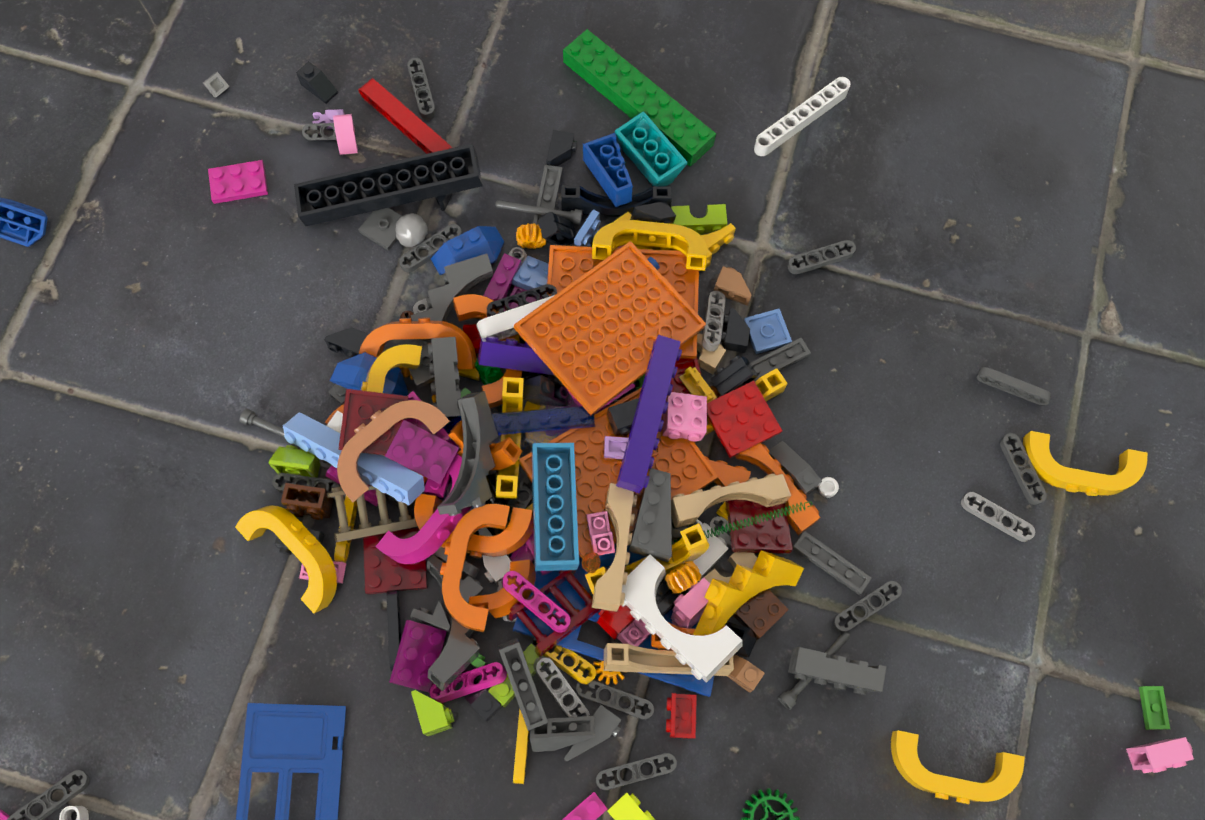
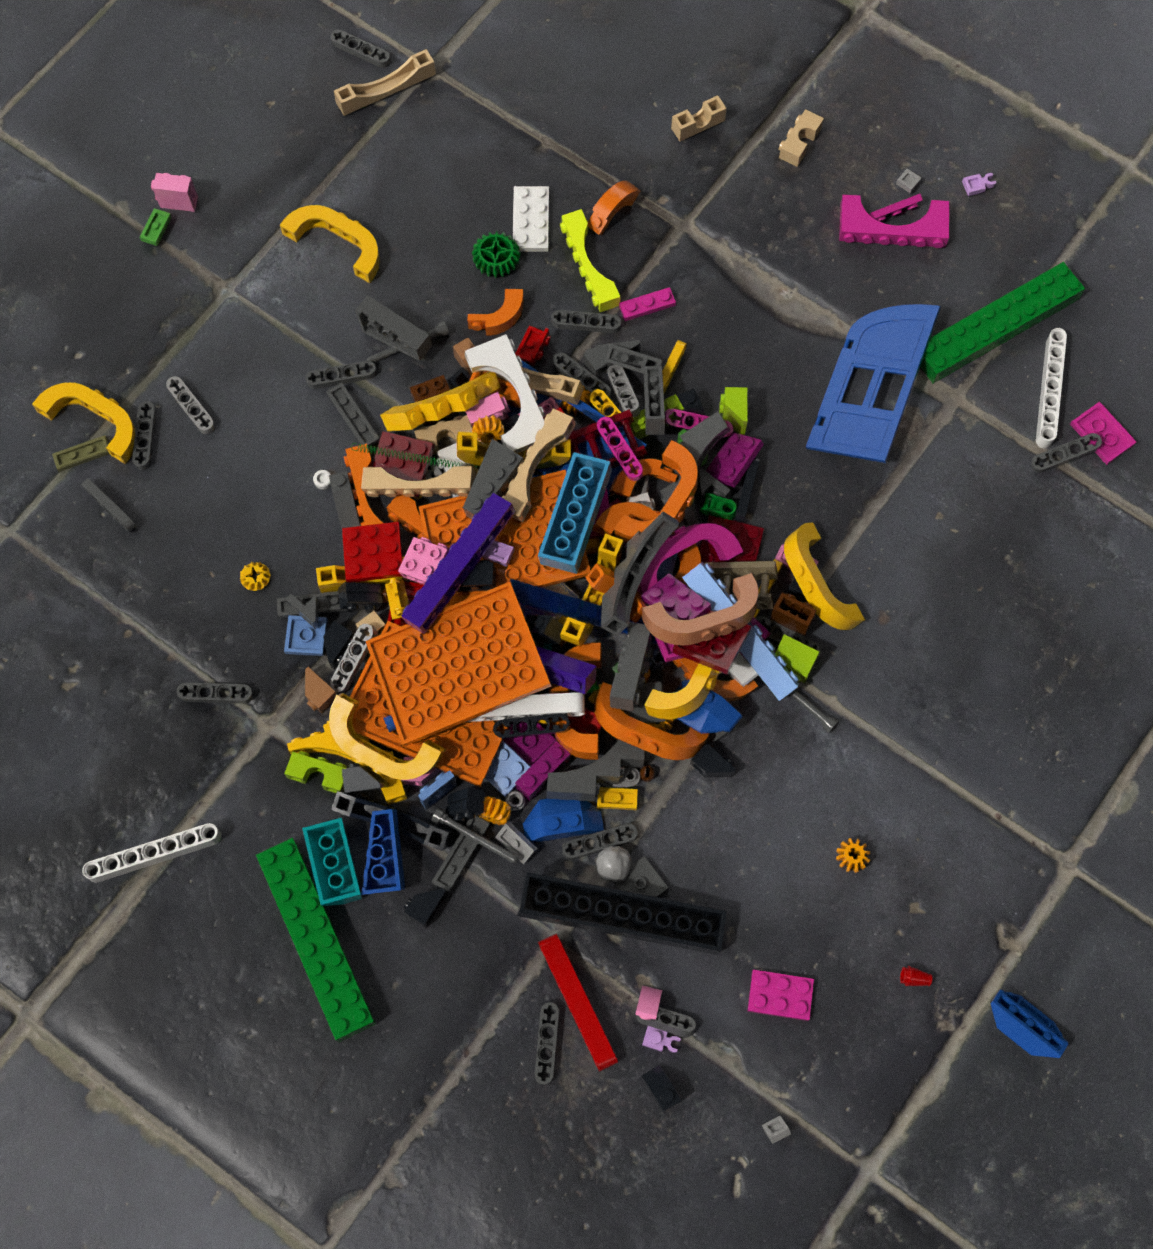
camera: 155 degrees left, 0 degrees up
(125, 227) = (914, 977): none -> red cone
(200, 300) = (848, 860): none -> light orange gear
(419, 287) = (617, 798): none -> yellow plate
(420, 597) = (717, 505): none -> green piece
(501, 220) = (516, 842): none -> light grey plate
(591, 562) = (561, 461): clear orange plate -> none
(600, 533) = (543, 485): bright pink slope -> none
(723, 745) = (503, 318): none -> orange arch
(773, 343) = (307, 611): none -> dark grey slope
(842, 378) = (262, 579): none -> yellow gear
(1070, 429) = (81, 453): none -> olive tile

